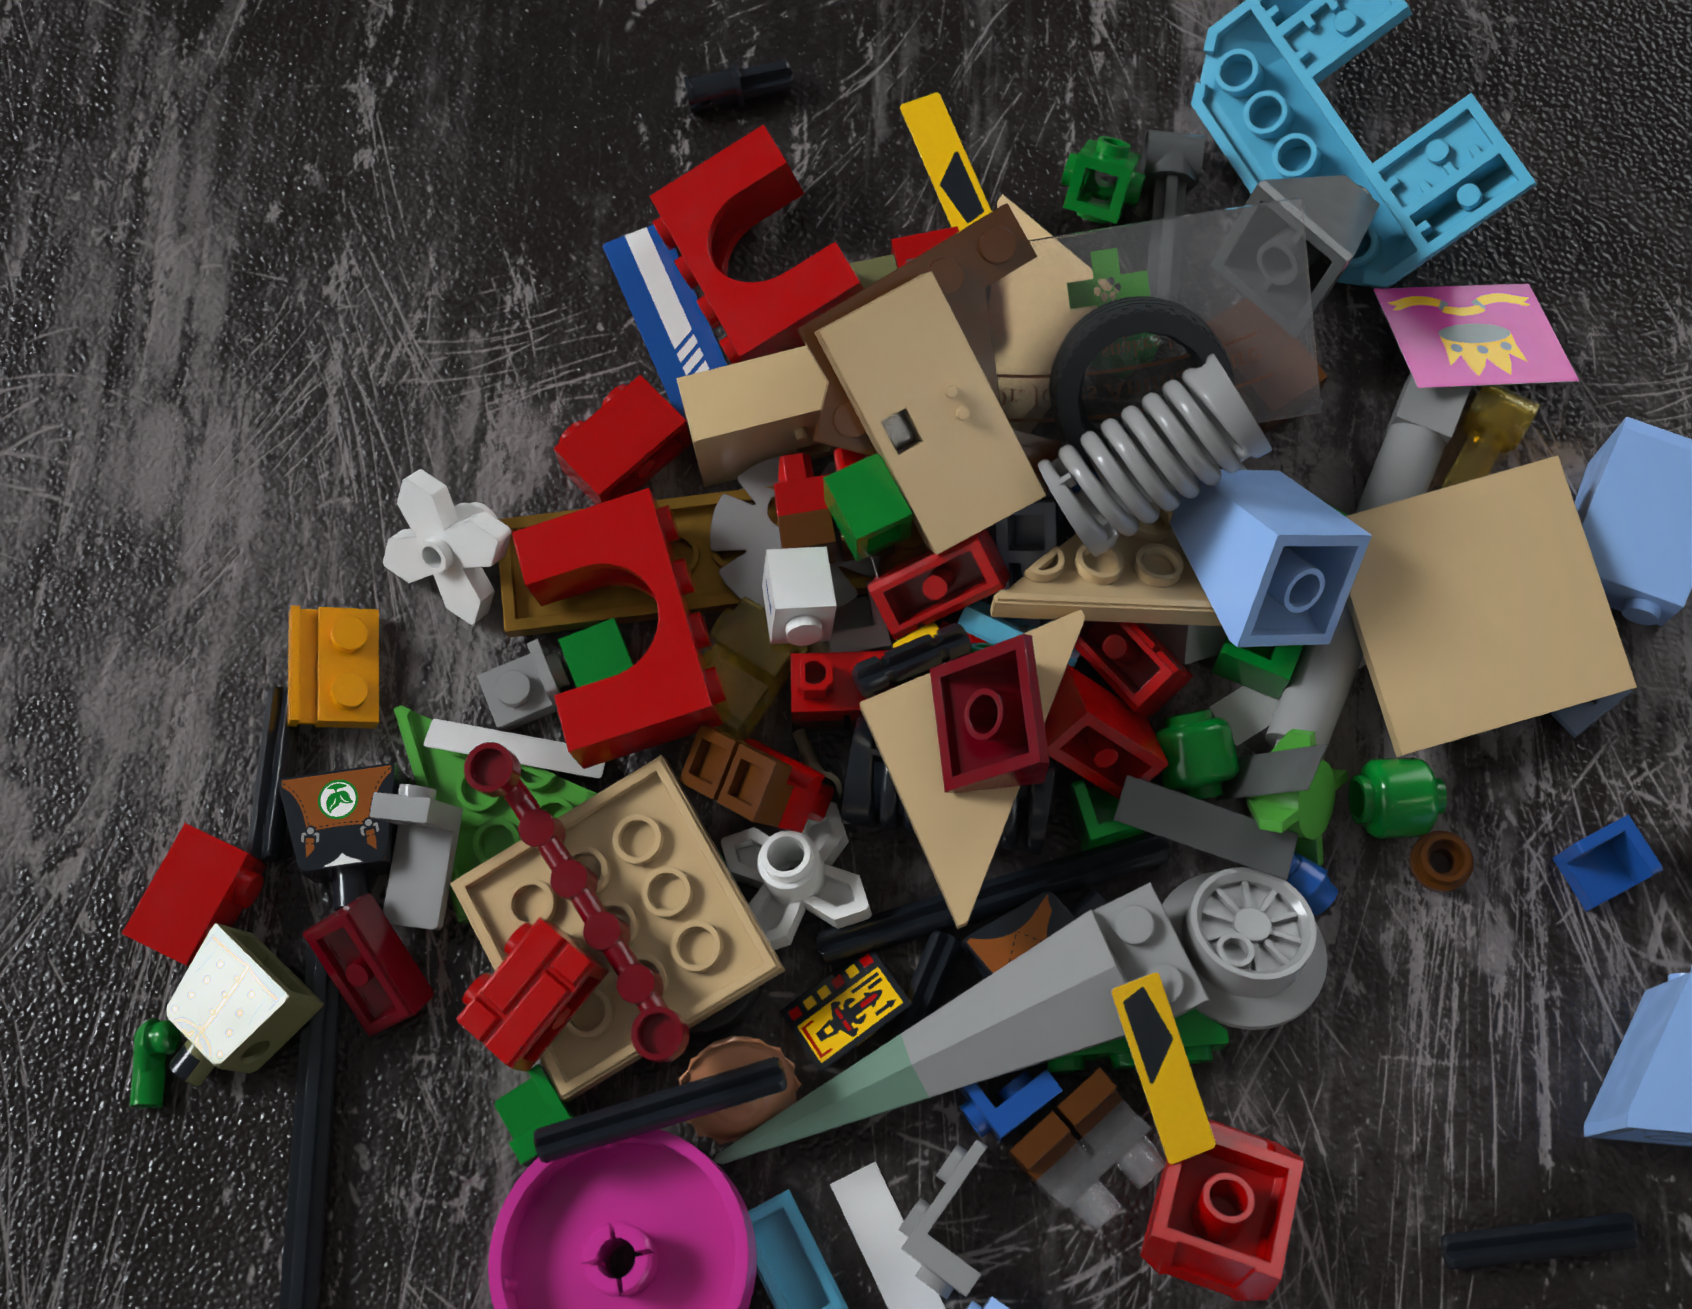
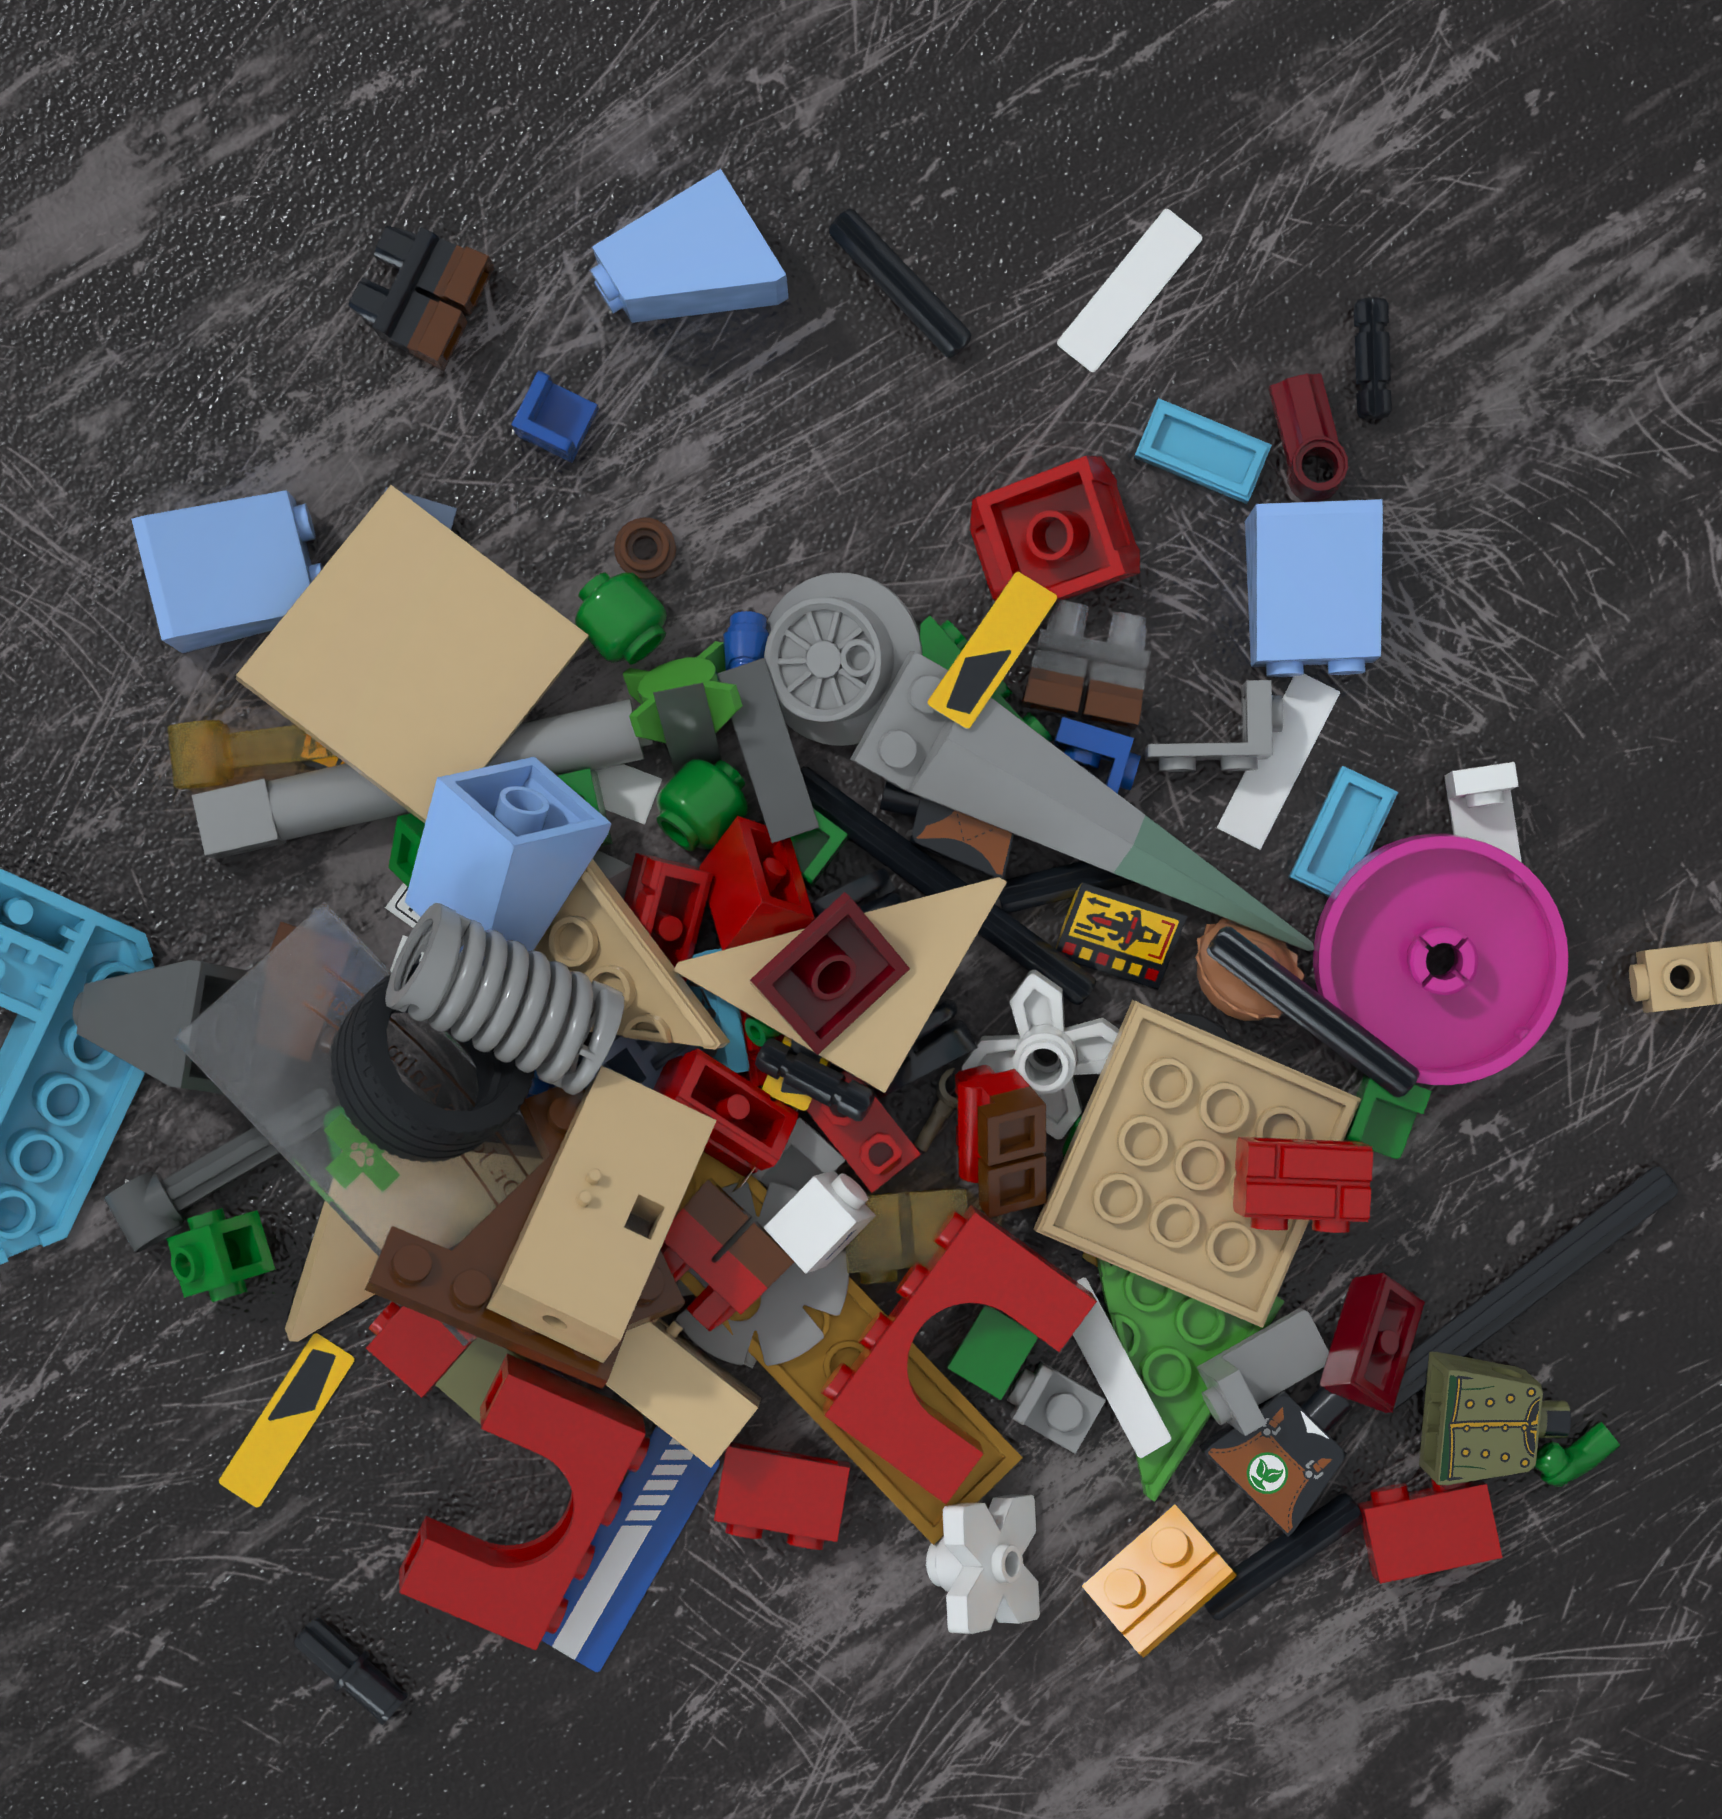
camera: 130 degrees left, 15 degrees up
(657, 1030) = (1261, 1047): dark red bar -> none
(867, 506) = (712, 1212): green panel -> none
(1474, 335) = (139, 824): dark pink sticker -> none

